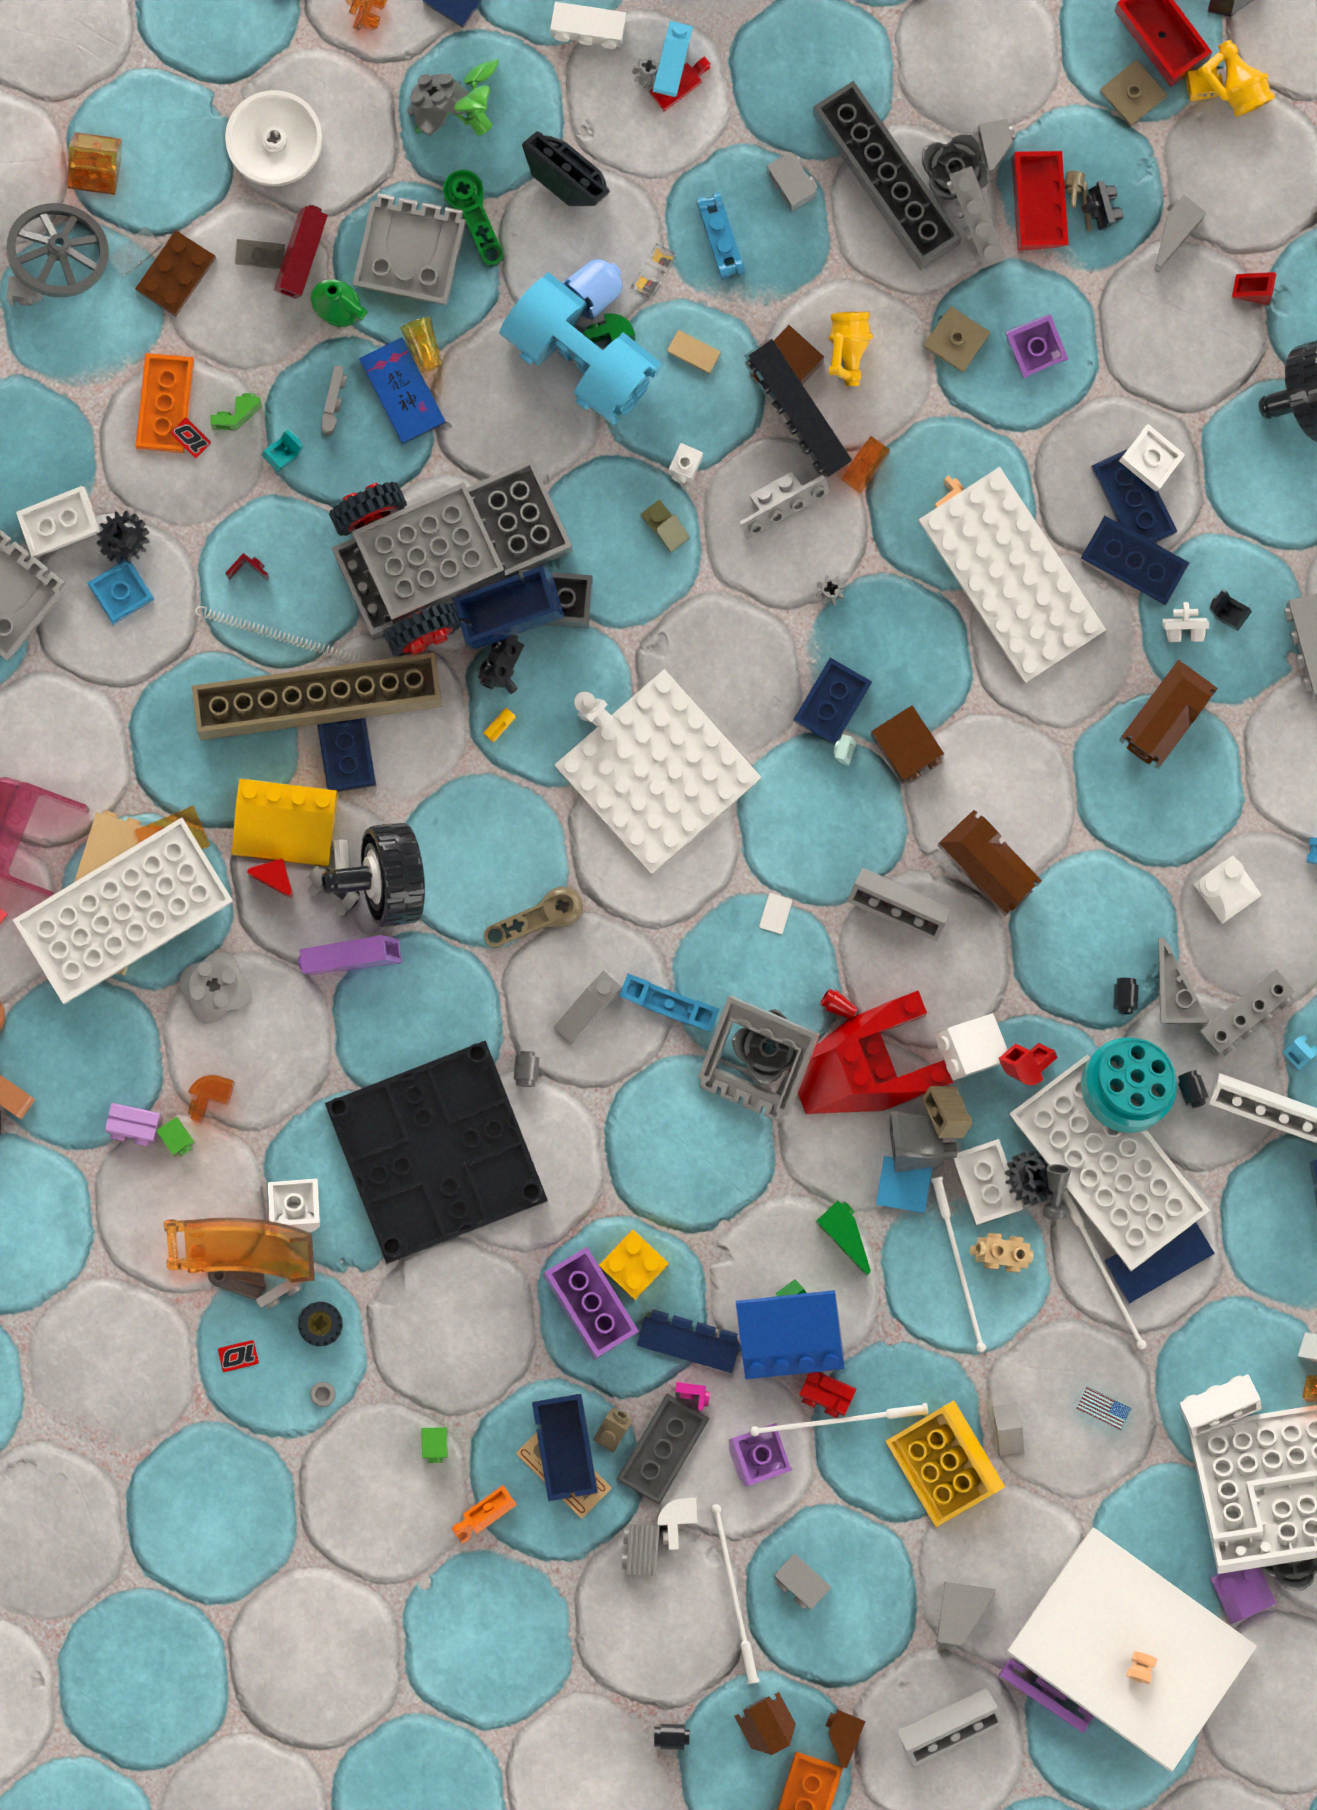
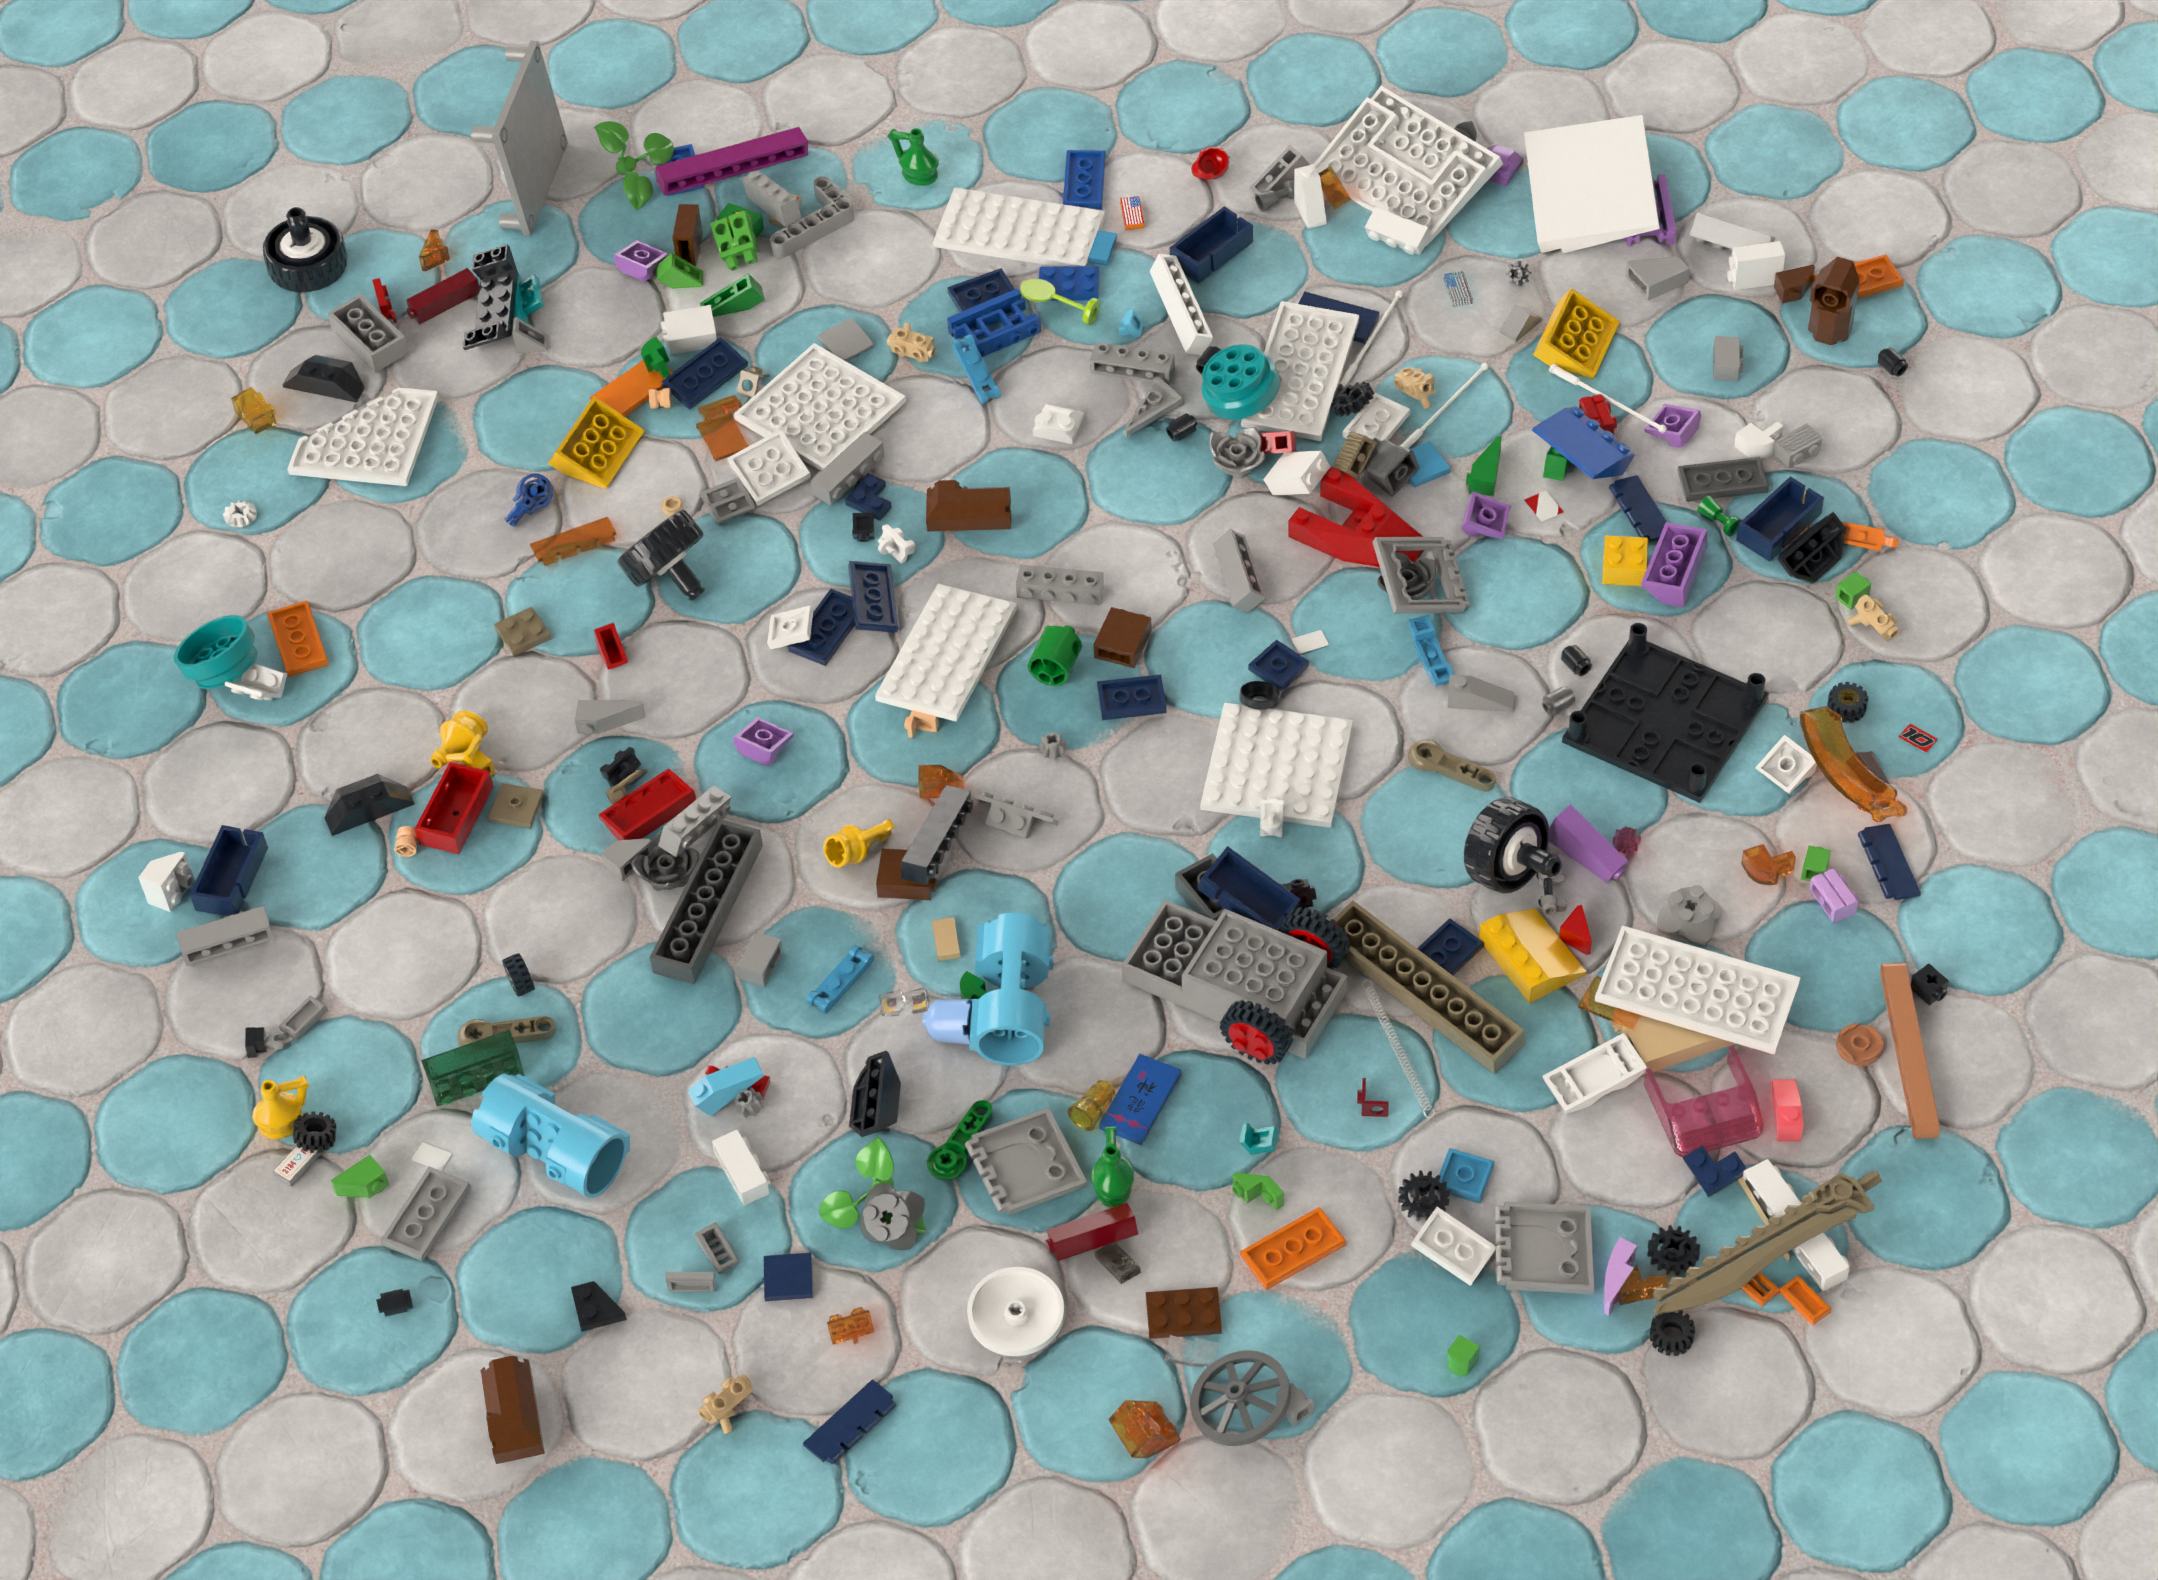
camera: 125 degrees left, 30 degrees down
(123, 768) = (1595, 1074): none -> white slope
(128, 1209) = (1888, 862): none -> dark blue windscreen
(190, 437) = (1304, 1209): sticker -> none
(272, 1297) = (1859, 738): light grey plate -> none
(323, 1394) = (1890, 673): light grey tile -> none
(333, 401) = (1189, 1134): light grey hinge -> none
(336, 1002) = (1626, 840): none -> clear pink gear
(341, 854) = (1523, 901): white piece -> none
(386, 1431) = (1871, 613): none -> tan brick
(499, 725) = (1334, 874): yellow piece -> none
(506, 1442) = (1815, 550): none -> black wedge
(558, 1124) = (1576, 660): none -> black brick
(613, 1429) = (1738, 505): dark tan bracket -> none
(627, 1400) = (1712, 510): none -> green piece
(665, 525) = (1093, 874): olive slope -> none
(685, 464) = (1037, 885): white brick -> none
(690, 1390) = (1671, 483): dark pink bracket -> none
(742, 812) = (1260, 695): none -> black piece
(745, 1645) = (1812, 348): white piece -> none
(765, 858) = (1278, 665): none -> dark blue plate
(766, 1257) = (1543, 506): none -> white sticker
(786, 1182) = (1485, 516): none -> medium lavender slope
(837, 1004) = (1340, 568): red cone -> none
(844, 749) = (1160, 666): light aqua plate -> none
(889, 1710) = (1755, 265): none -> white brick
(925, 661) = (1055, 655): none -> green cylinder
(956, 339) = (797, 792): dark tan plate -> none
(988, 863) = (1163, 536): reddish brown brick -> none
(1015, 735) = (1060, 584): none -> light grey brick
(1057, 1181) = (1337, 380): dark grey piece -> none
(1064, 1007) = (1237, 454): none -> light grey brick
(1070, 1477) = (1524, 273): none -> gear
(1141, 1667) = (1598, 160): light nougat wheel -> none
(1268, 640) = (866, 498): none -> dark blue plate

